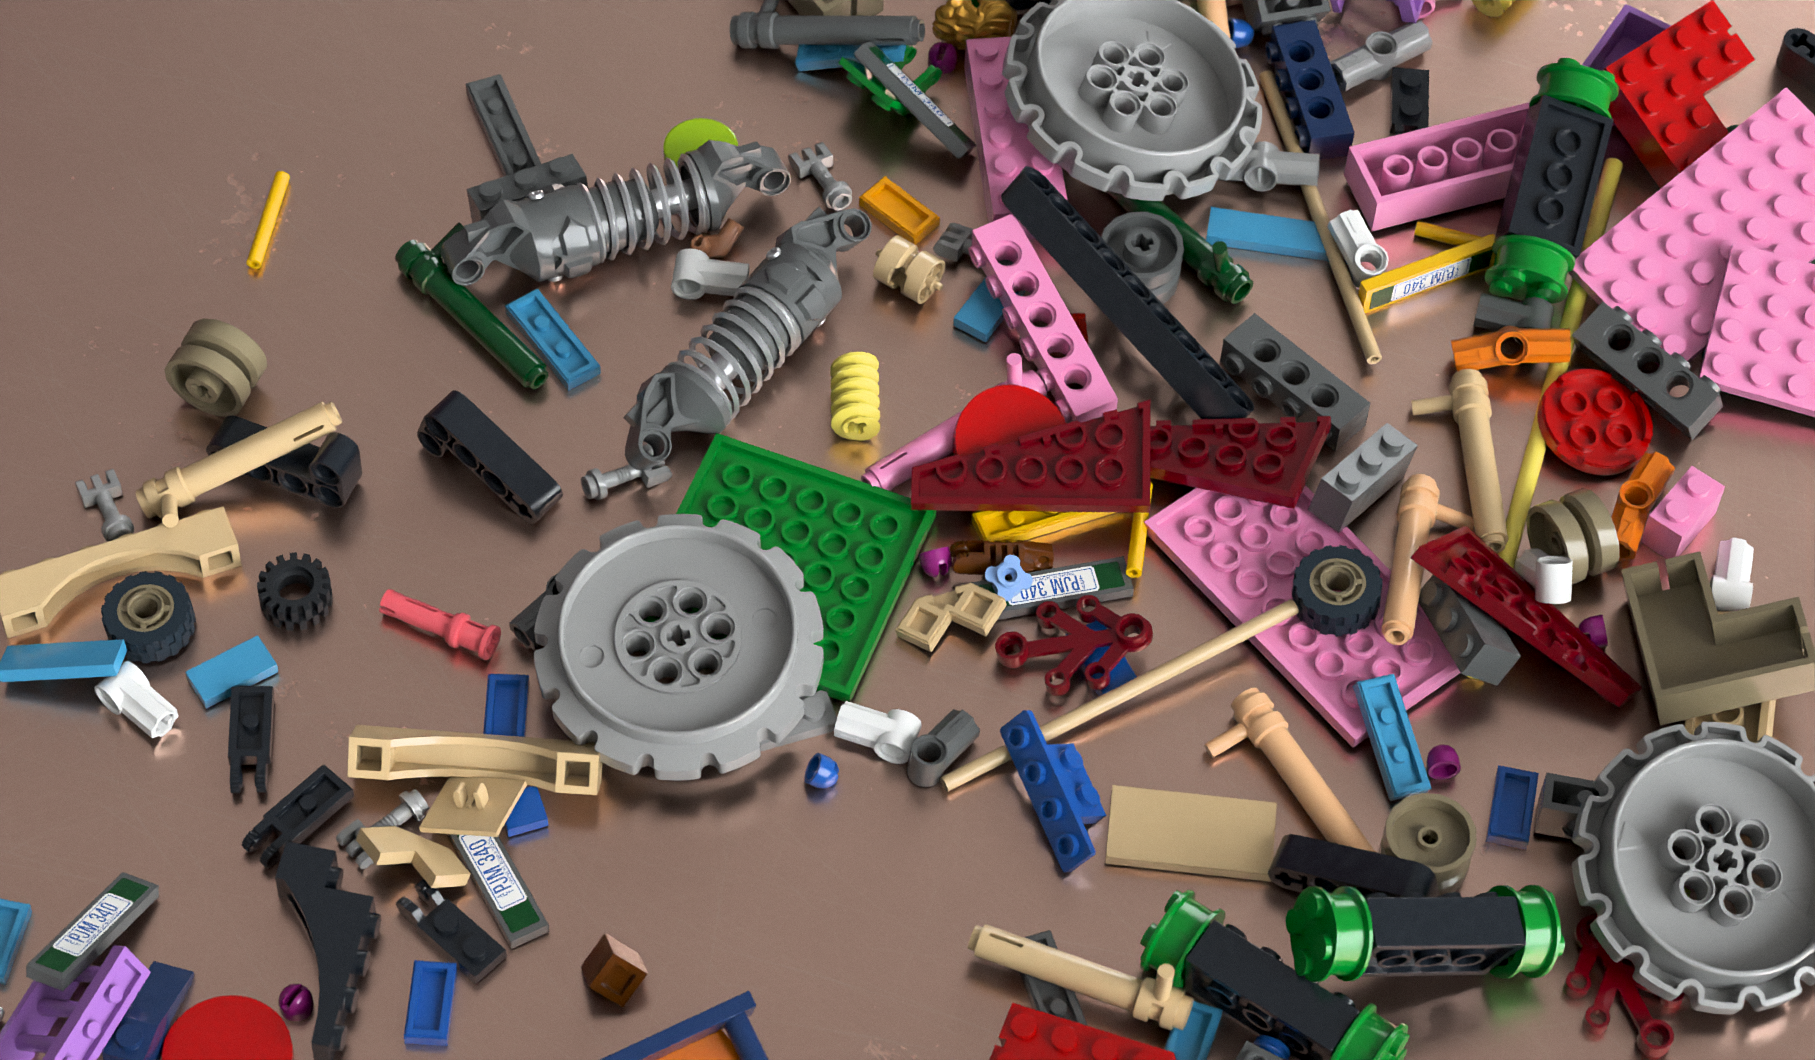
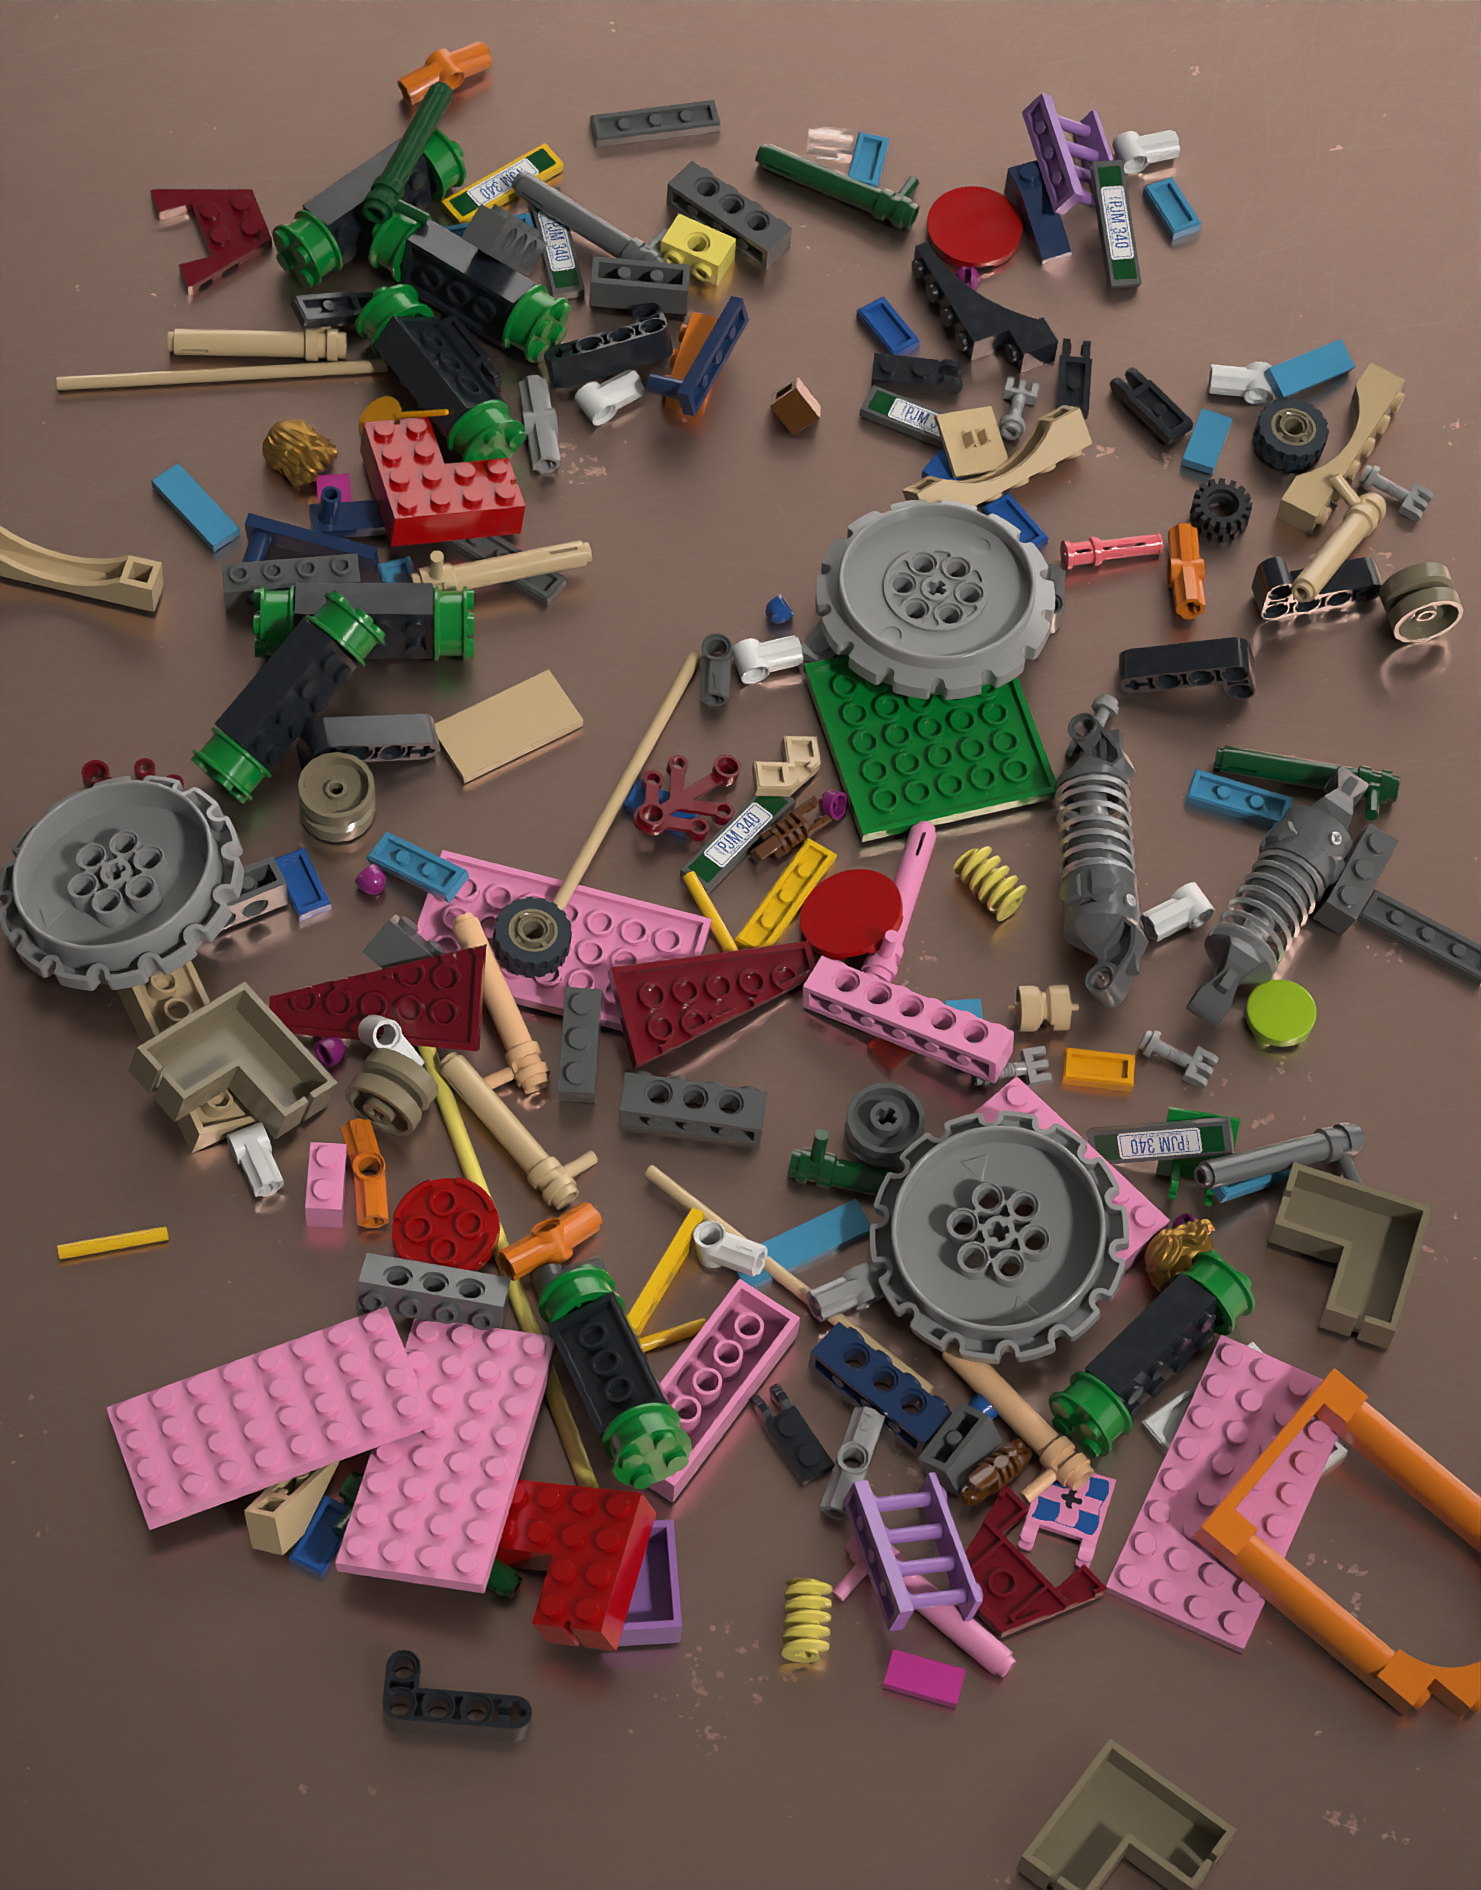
camera: 140 degrees right, 5 degrees up
(392, 552) = (1186, 571): none -> orange piece
(397, 846) = (992, 391): tan tile -> none
(718, 244) = (1196, 950): nougat arm -> none
(1005, 588) = (767, 807): light blue plate -> none
(1056, 788) = (611, 690): blue bracket -> none
(1057, 469) = (792, 904): dark red wing -> none
(1124, 298) = (875, 1057): black beam -> none
(1269, 732) = (506, 821): light nougat cylinder -> none

